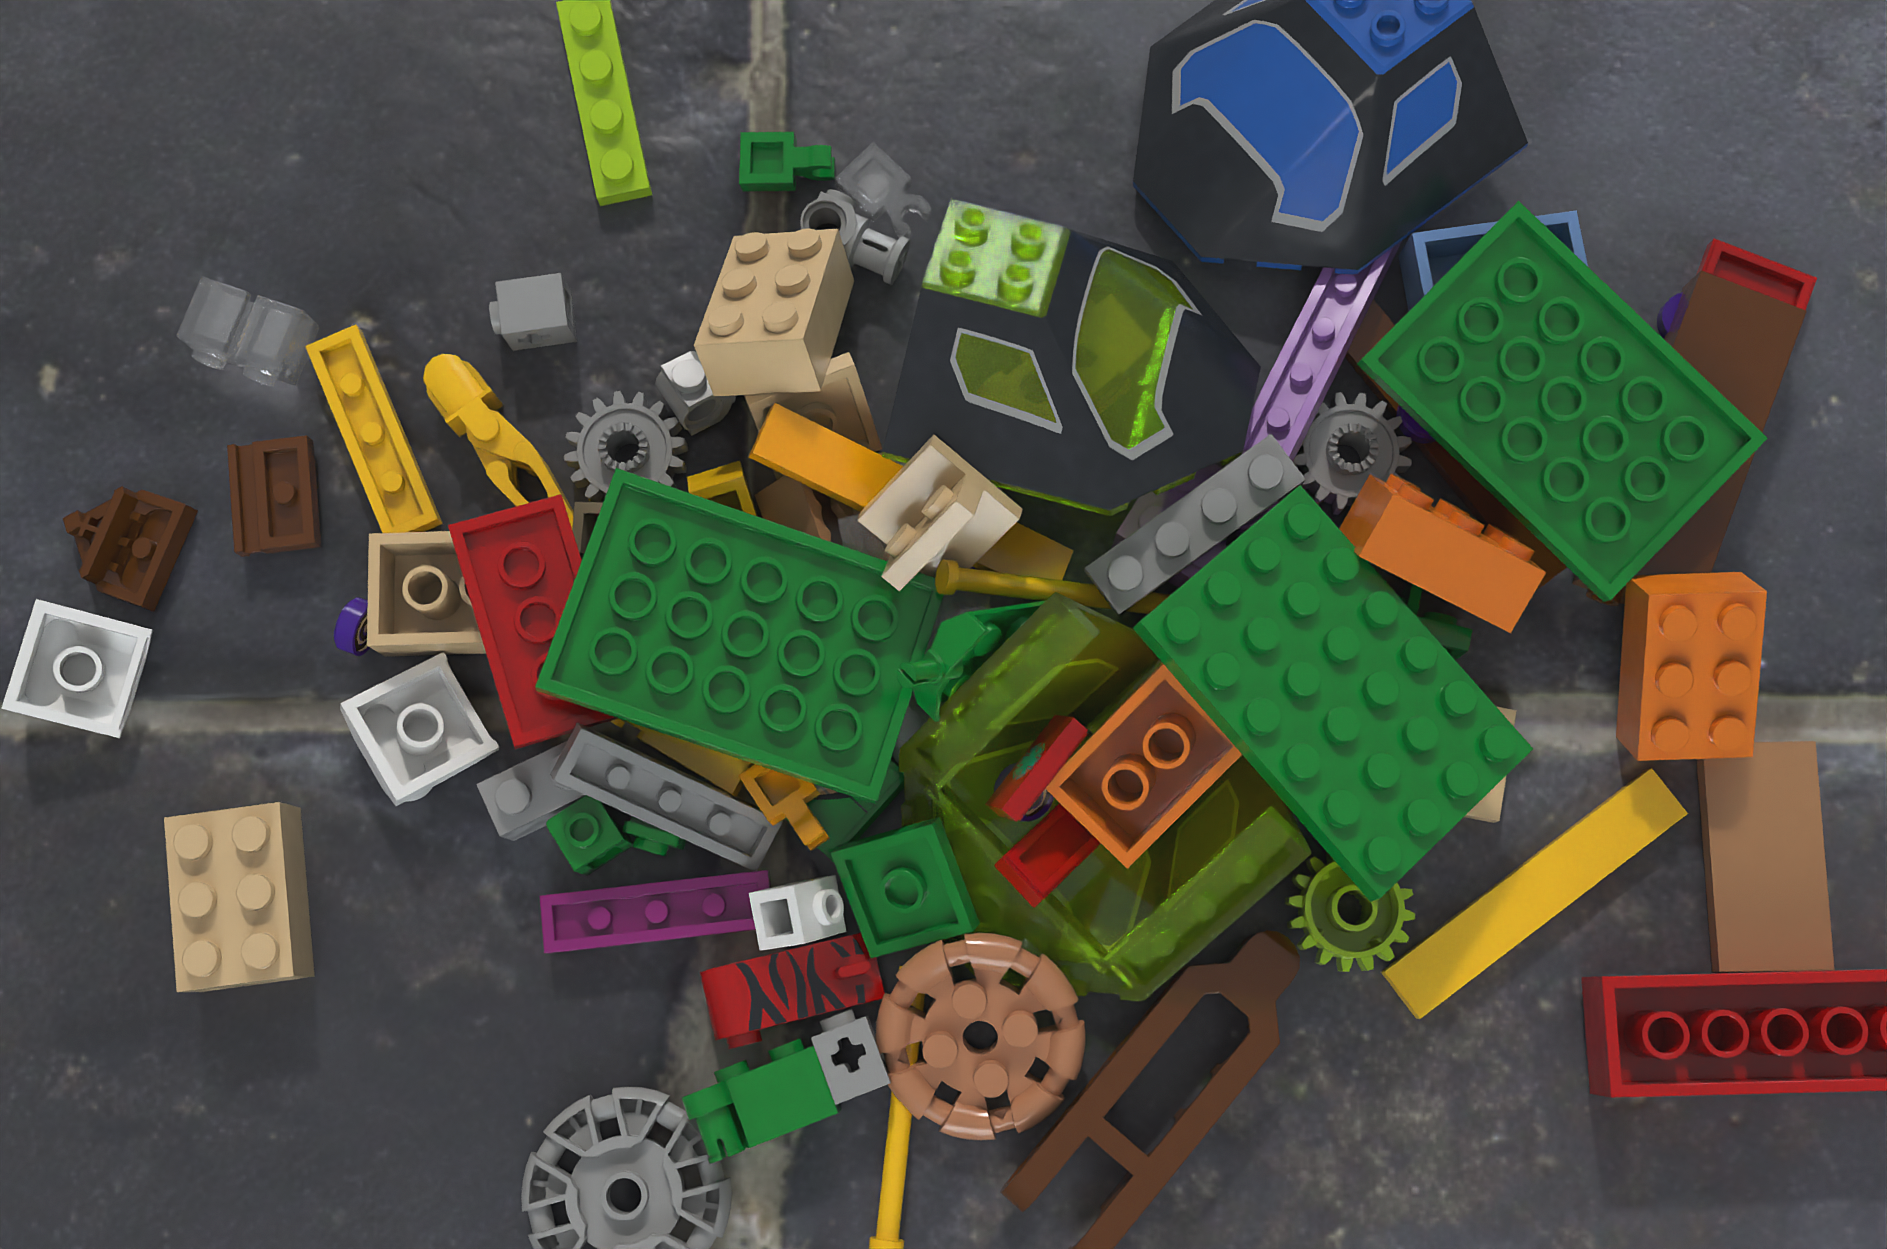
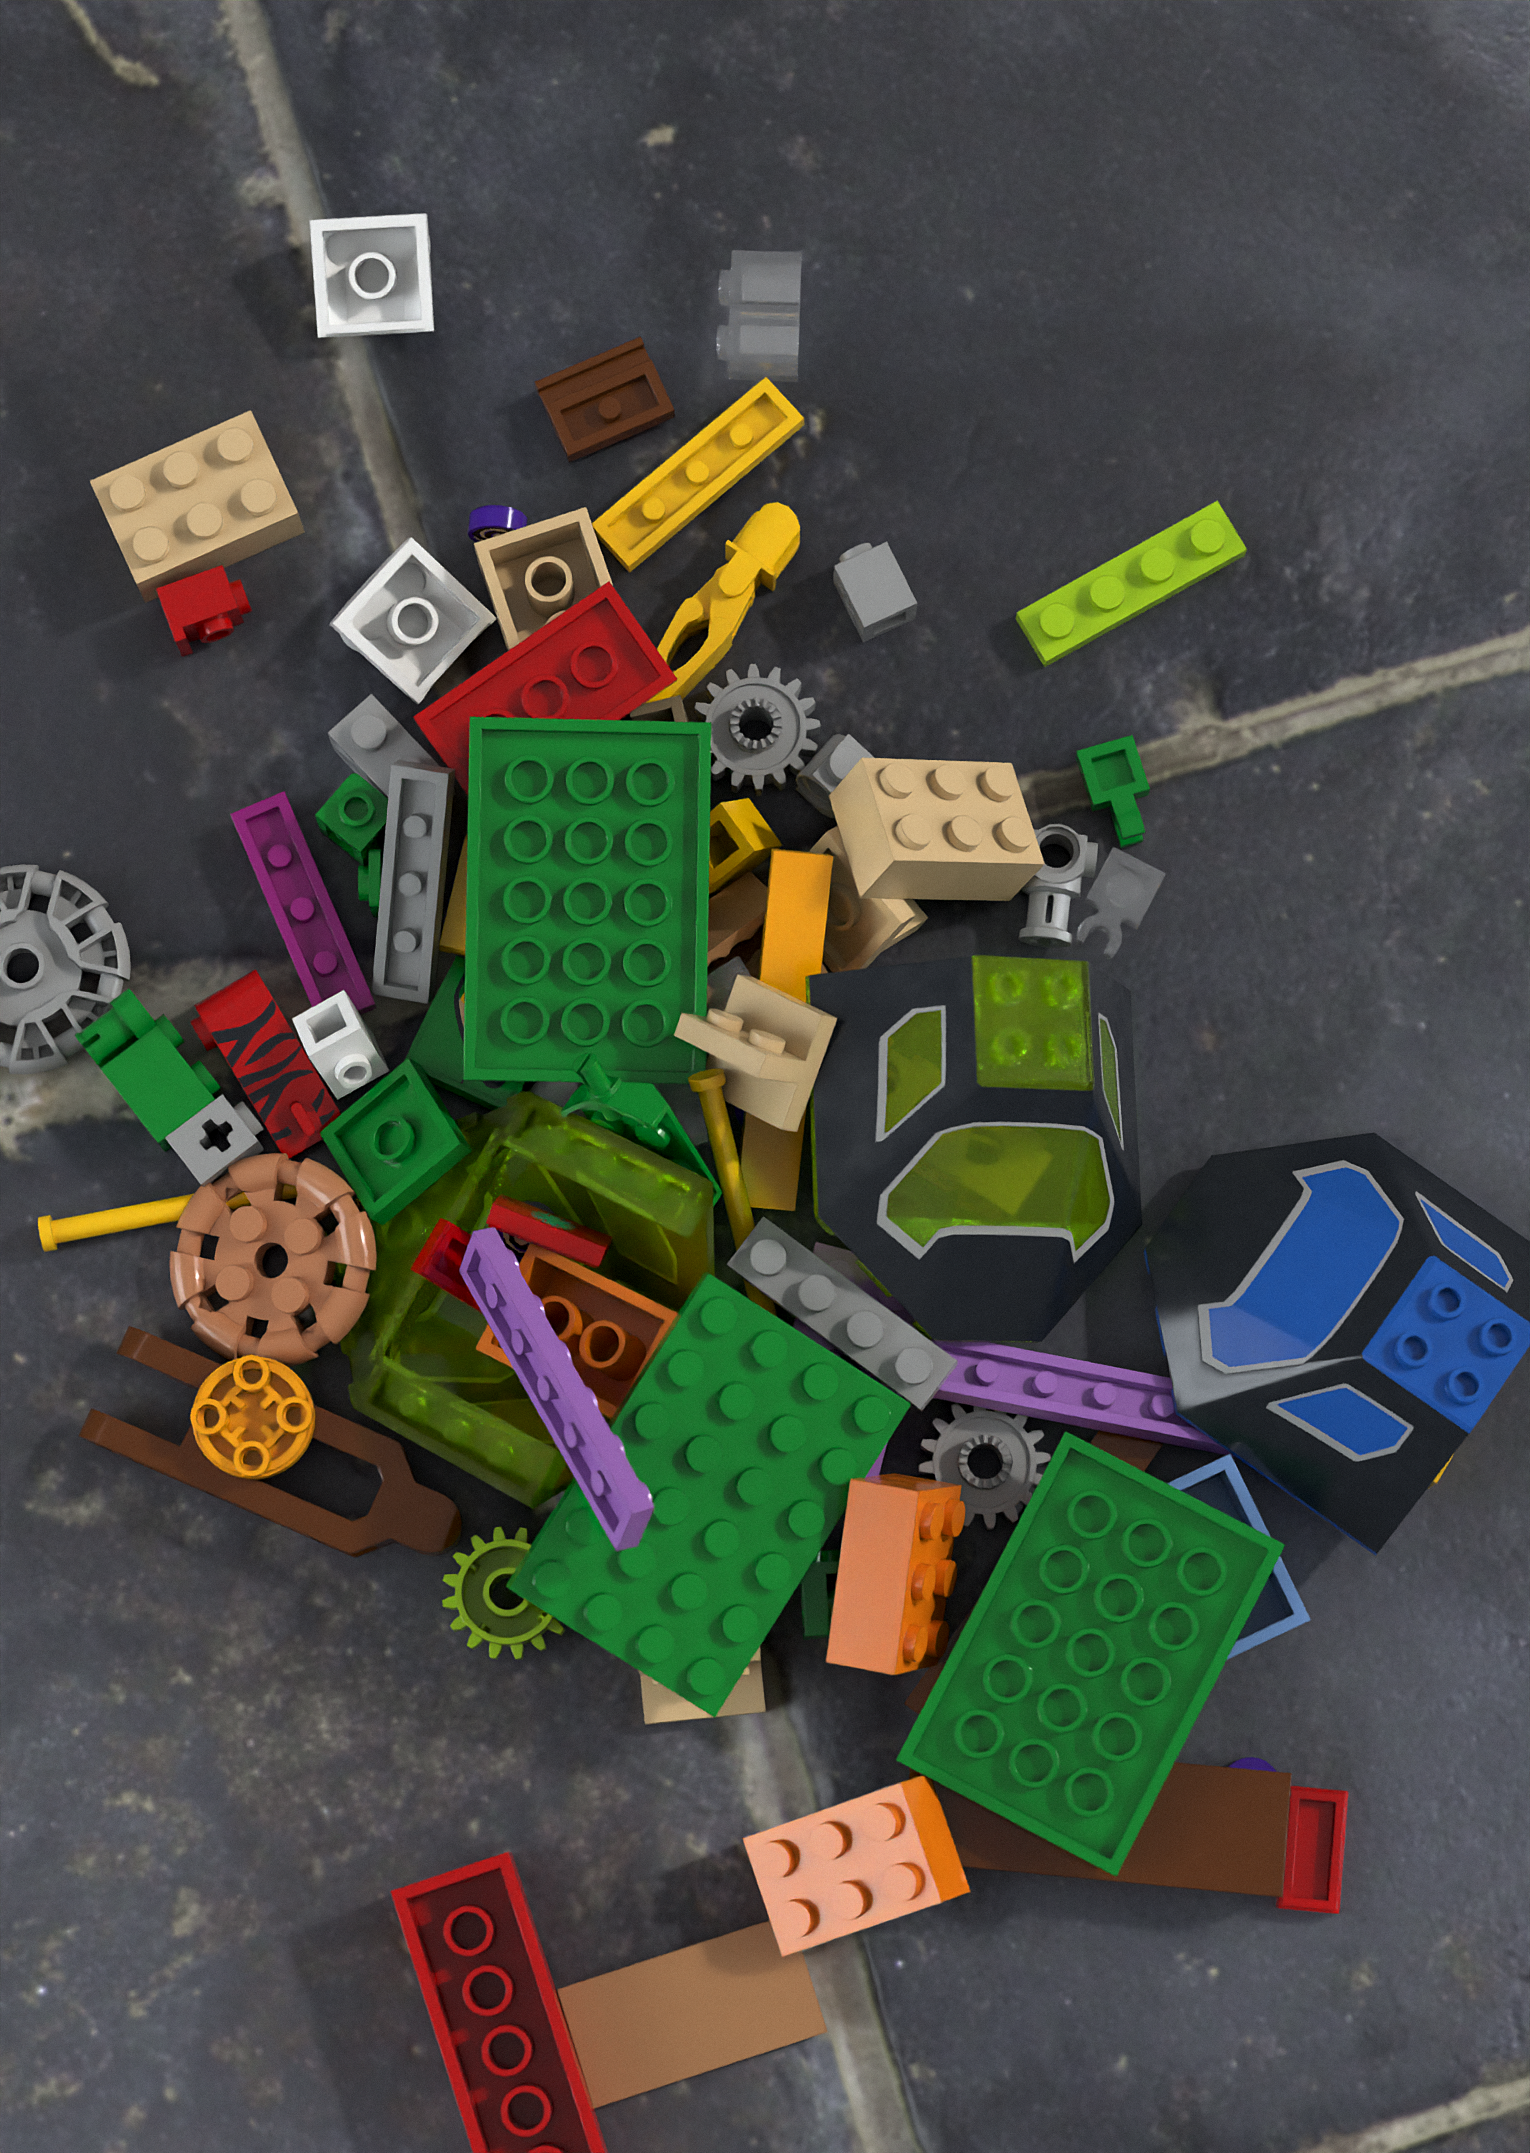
camera: 70 degrees right, 0 degrees up
(131, 544) = (514, 278): reddish brown slope -> none
(338, 920) = (203, 607): none -> red brick
(784, 797) = (445, 996): light orange plate -> none
(1129, 1097) = (253, 1417): none -> light orange tile
(1208, 795) = (556, 1389): none -> medium lavender plate
(1533, 893) = (583, 1782): yellow tile -> none

